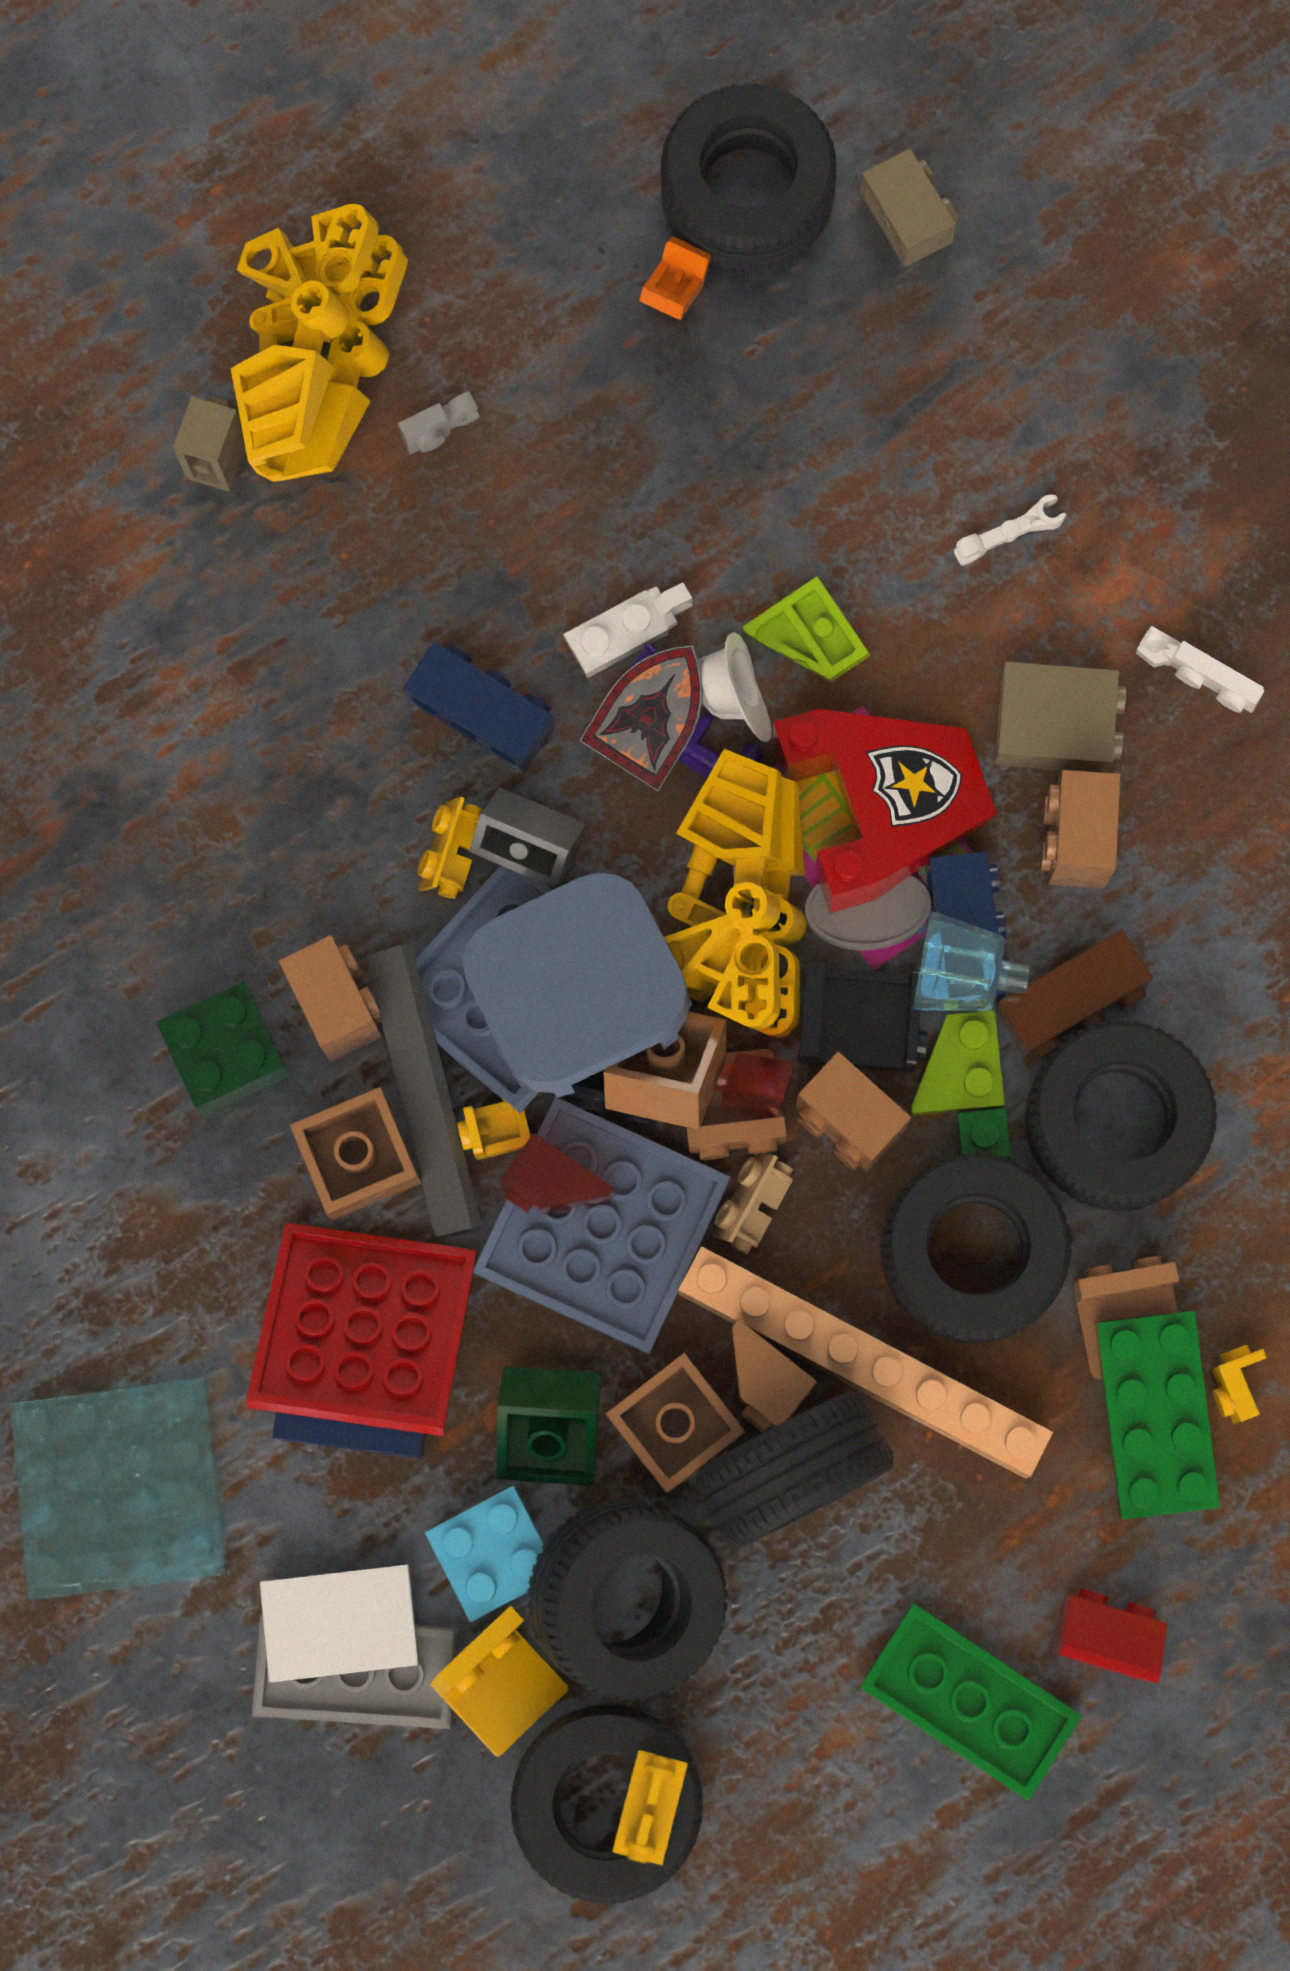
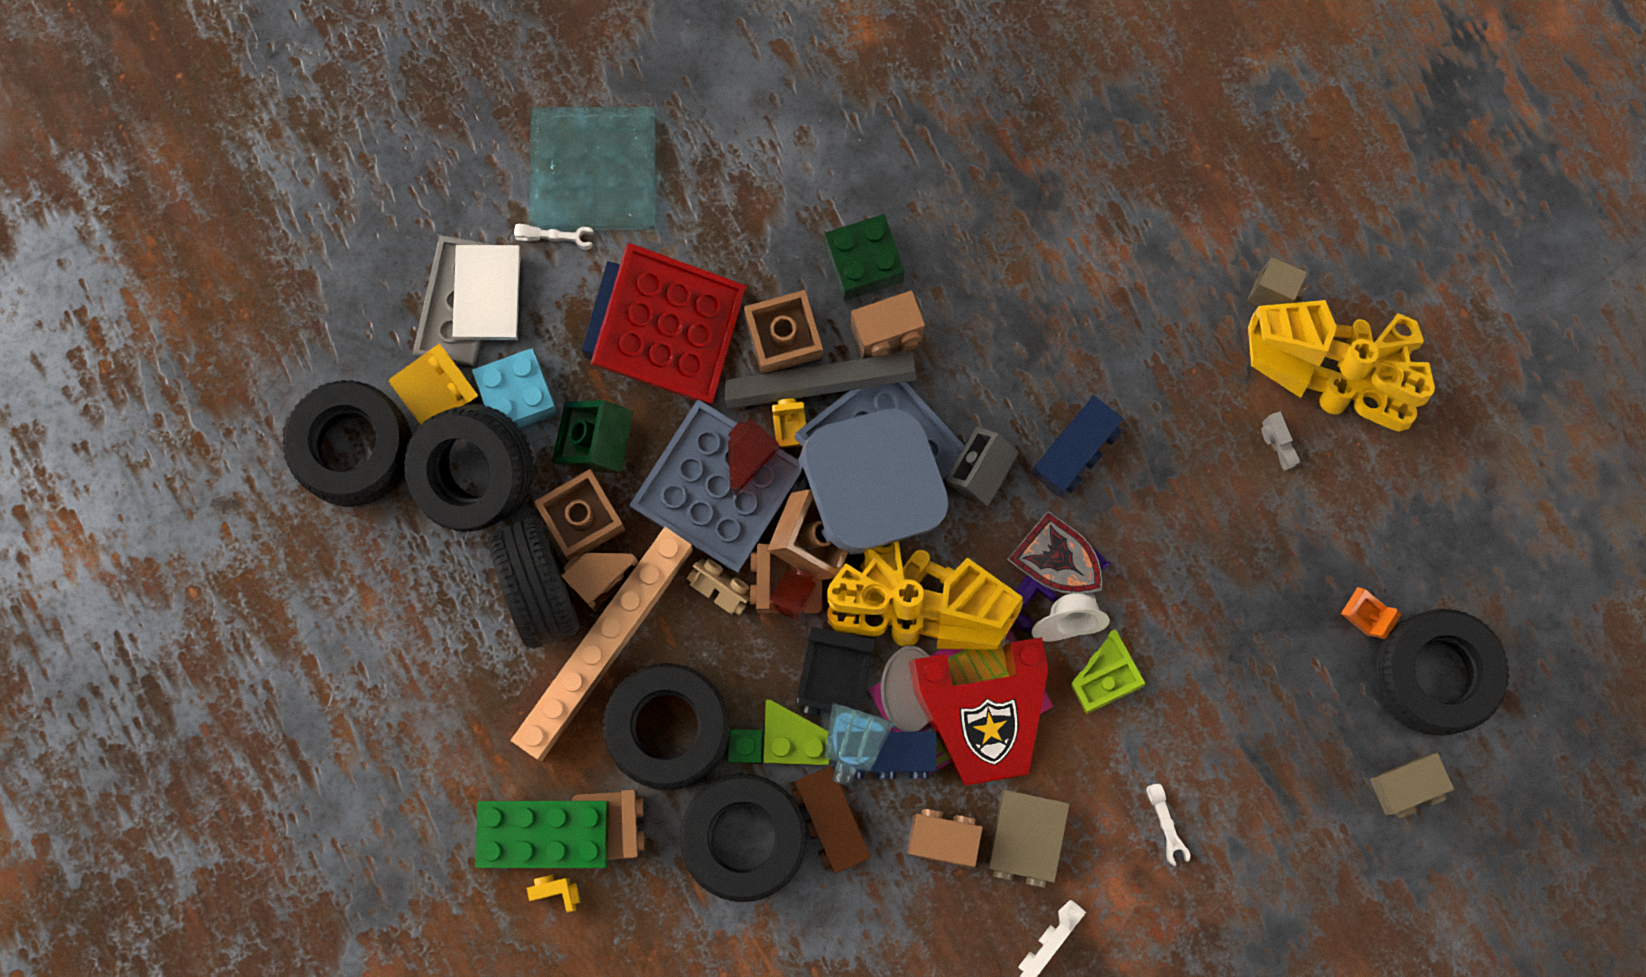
camera: 90 degrees right, 0 degrees up
(234, 1572) = (528, 233): none -> white piece
(442, 864) = (972, 411): yellow hinge -> none
(626, 628) = (1123, 551): white hinge -> none
(650, 1807) = (334, 463): yellow hinge -> none
(851, 1113) = (767, 654): medium nougat brick -> none
(970, 1701) = (376, 684): green plate -> none
(1109, 1637) = (399, 779): red slope -> none

